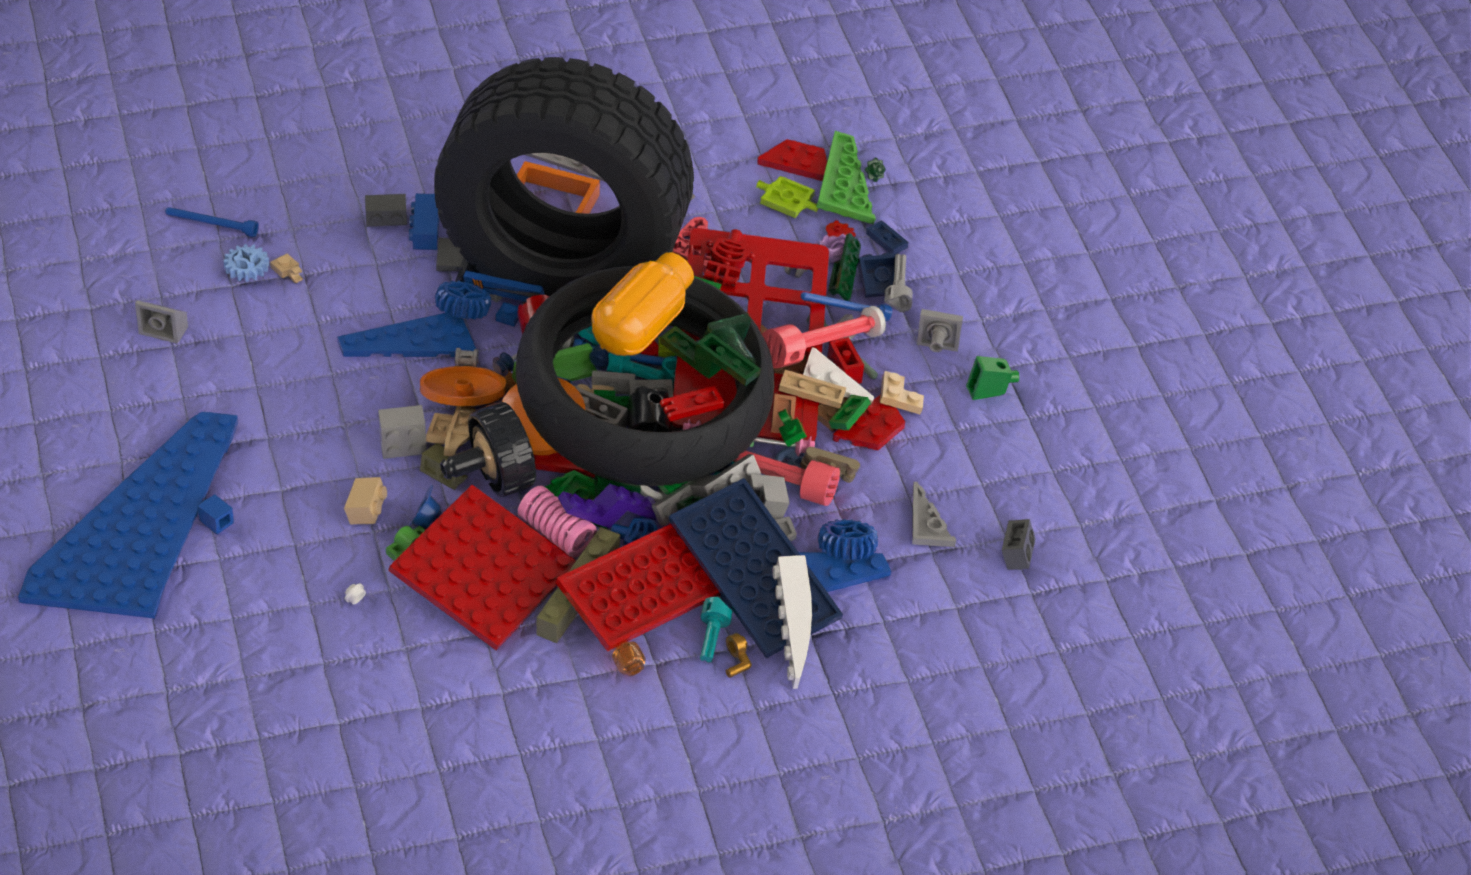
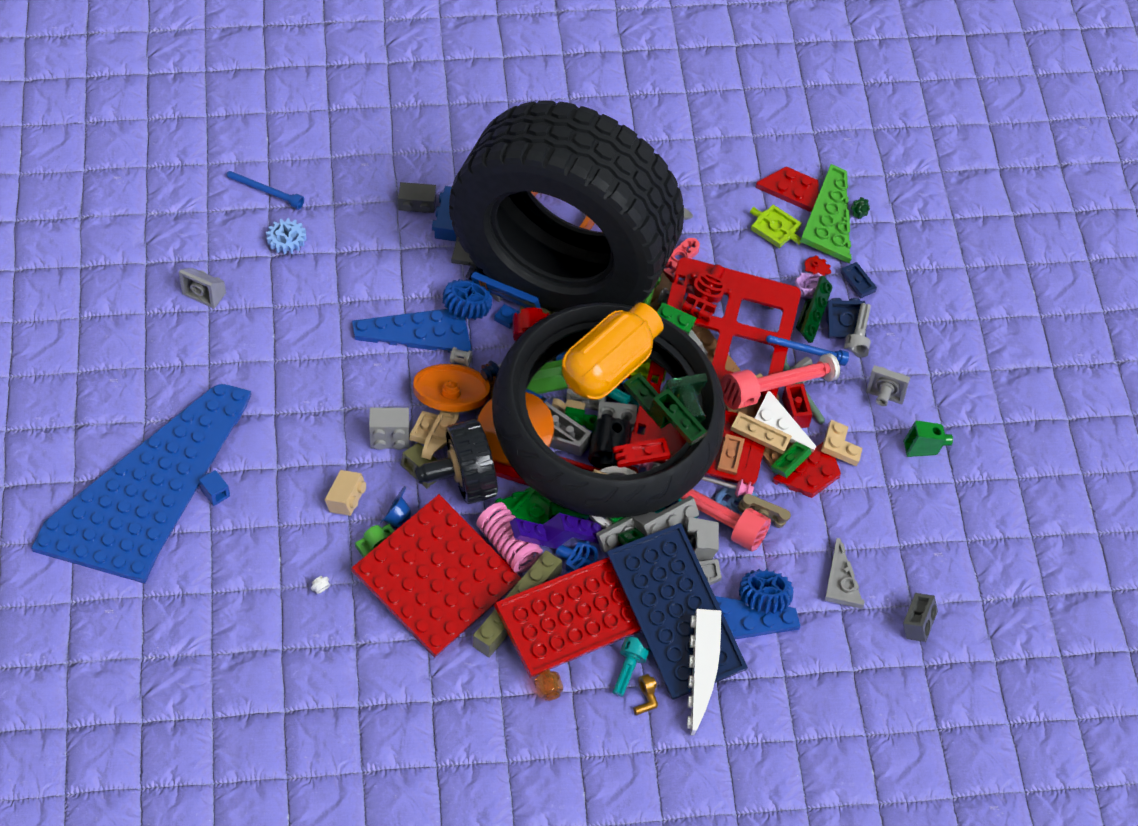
camera: 10 degrees right, 10 degrees up
(287, 266) = (321, 243): tan plate -> none
(792, 430) = (735, 473): green plate -> none

